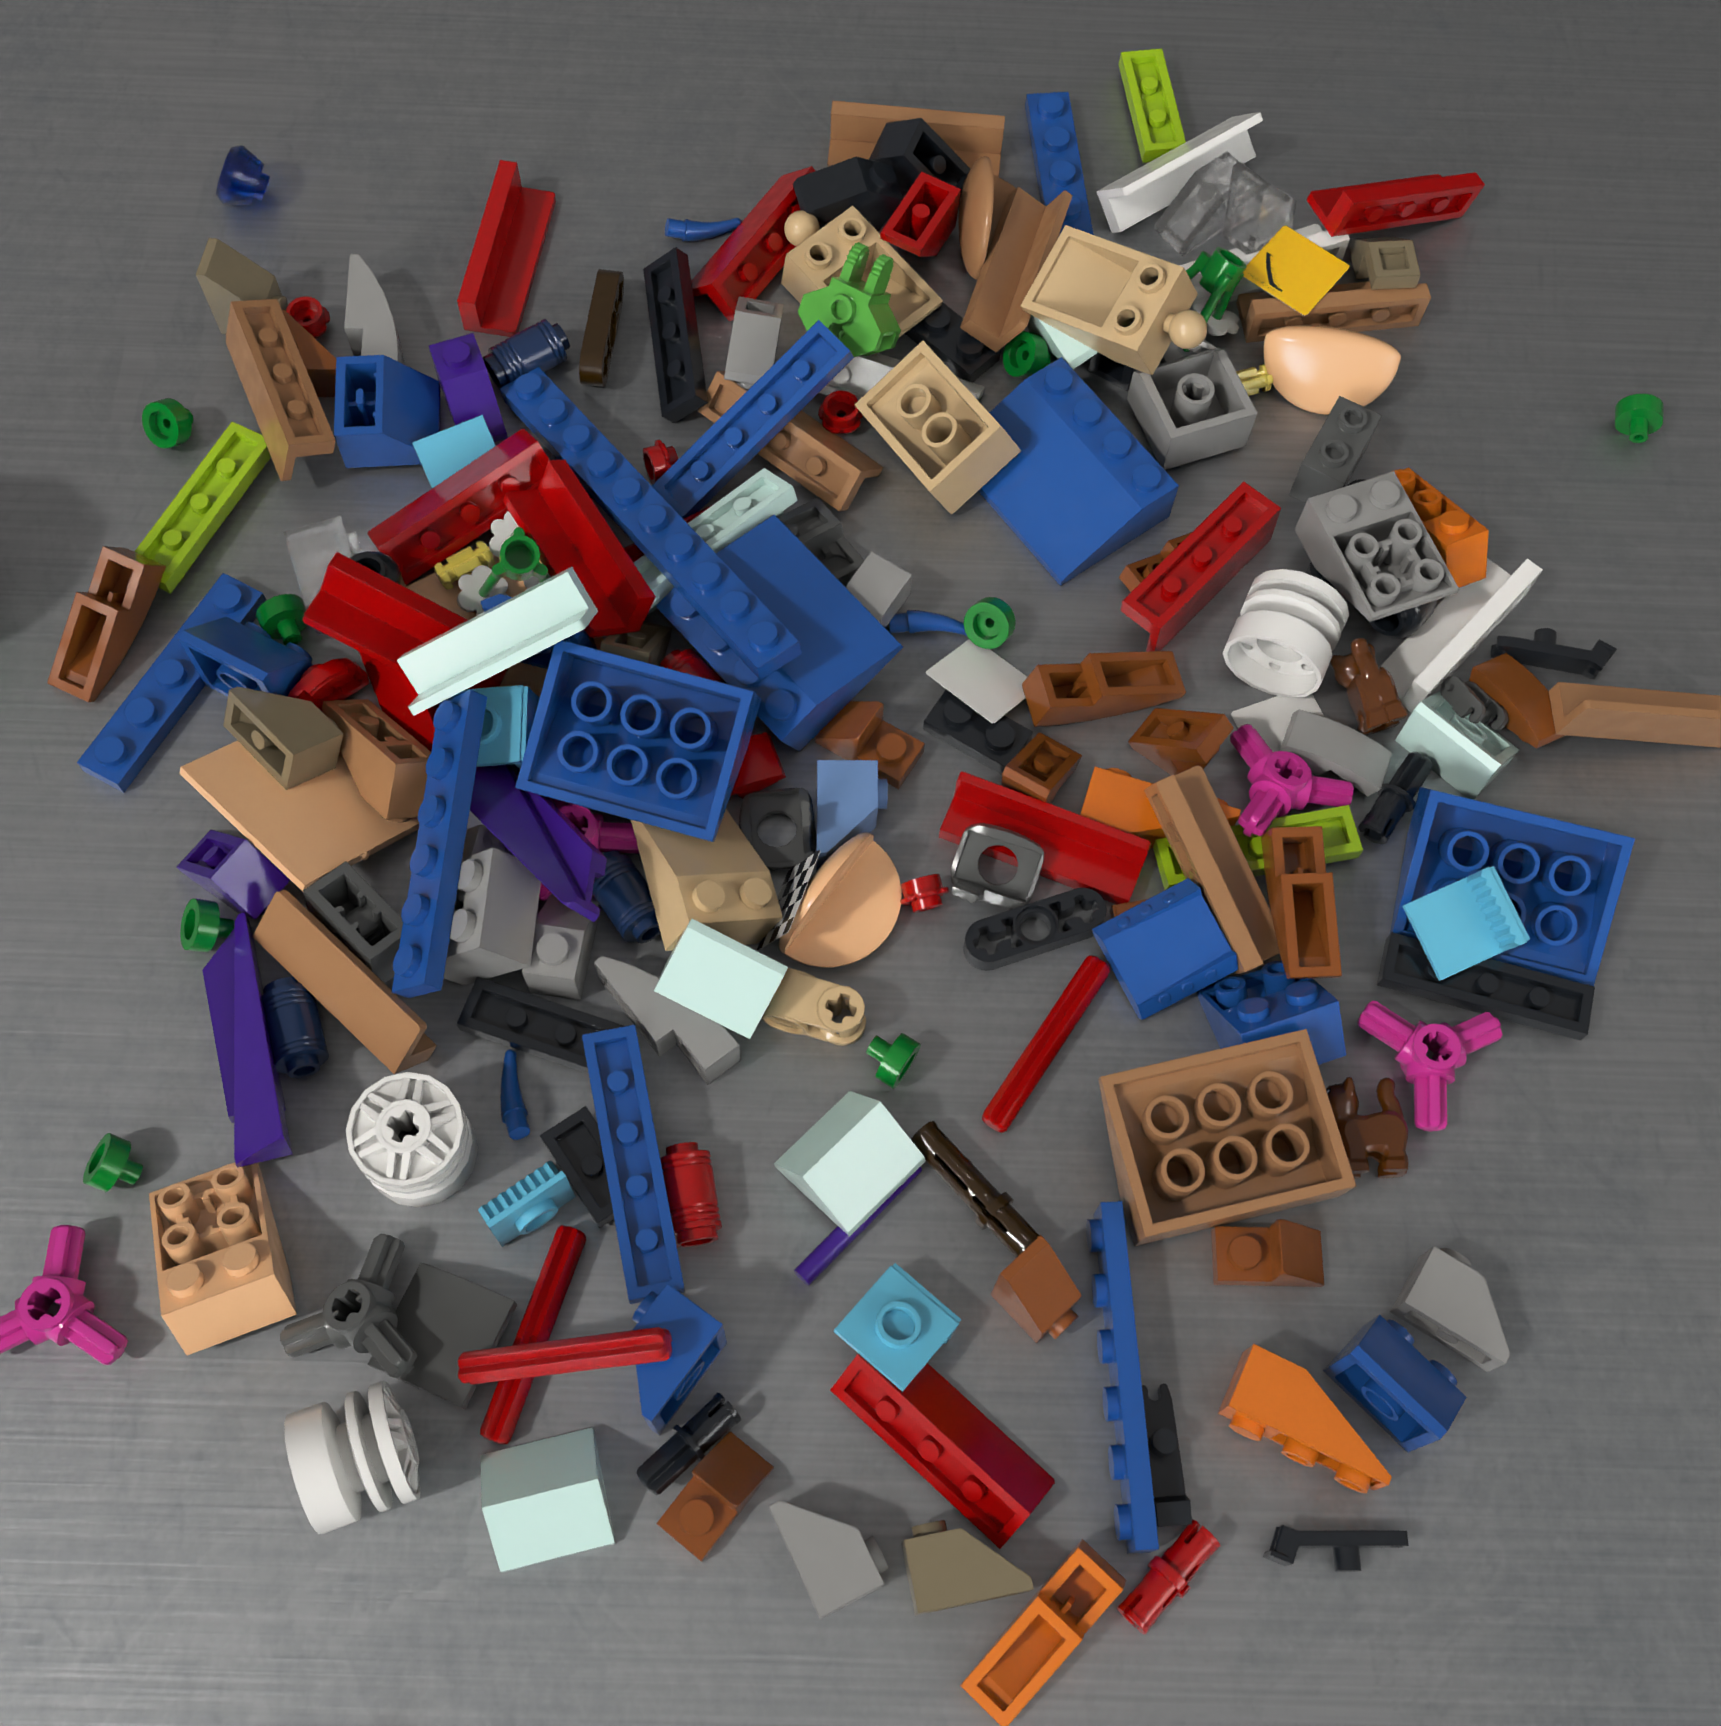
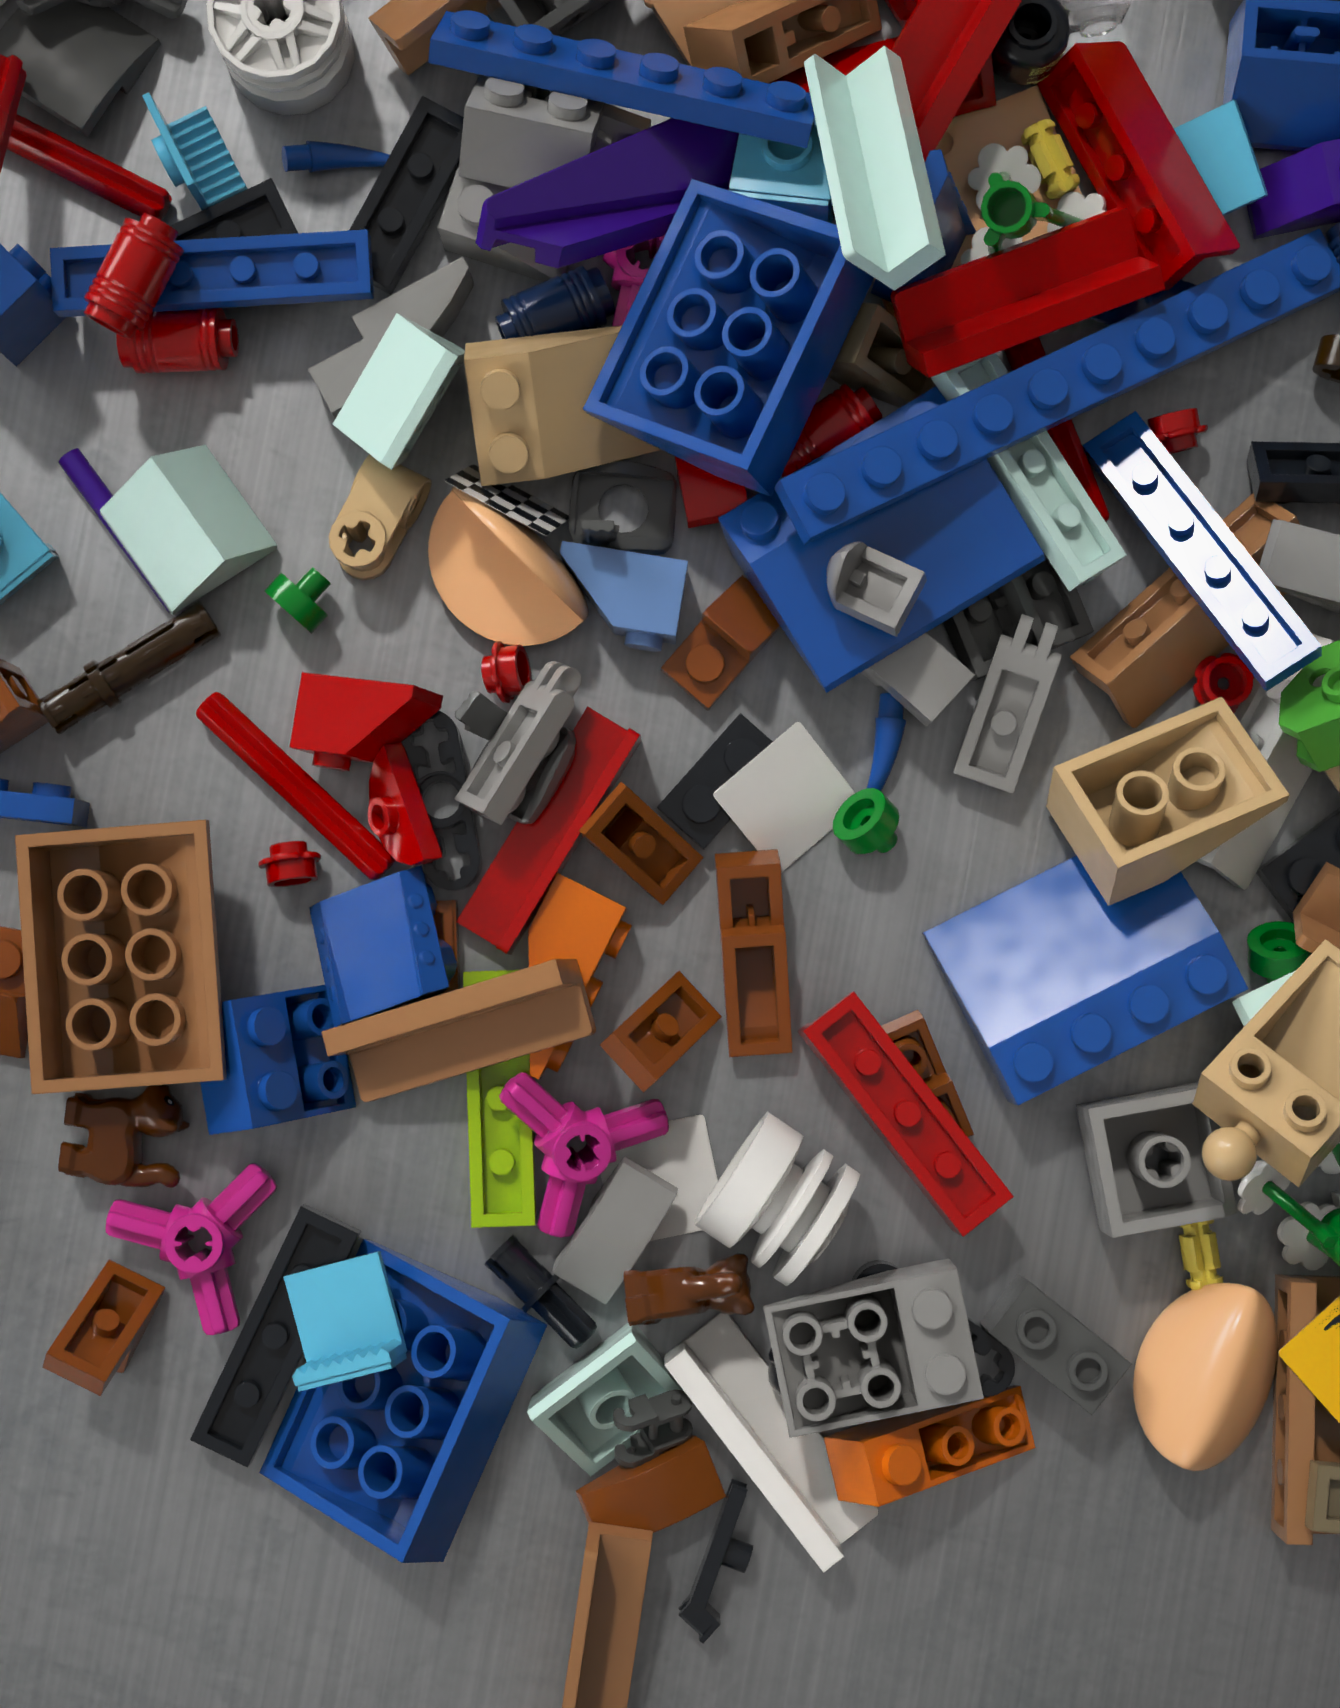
camera: 105 degrees right, 20 degrees up
(649, 1209) = (133, 275): none -> red head
(823, 610) = (873, 586): none -> light grey plate
(899, 539) = (1009, 708): none -> light grey hinge
(983, 861) = (521, 743): none -> light grey hinge
(986, 992) = (355, 717): none -> red slope
(1055, 950) = (398, 809): none -> red plate
(1112, 1034) = (290, 864): none -> red plate
(1302, 902) = (399, 1124): dark orange slope -> none
(1522, 1115) = (104, 1328): none -> dark orange slope

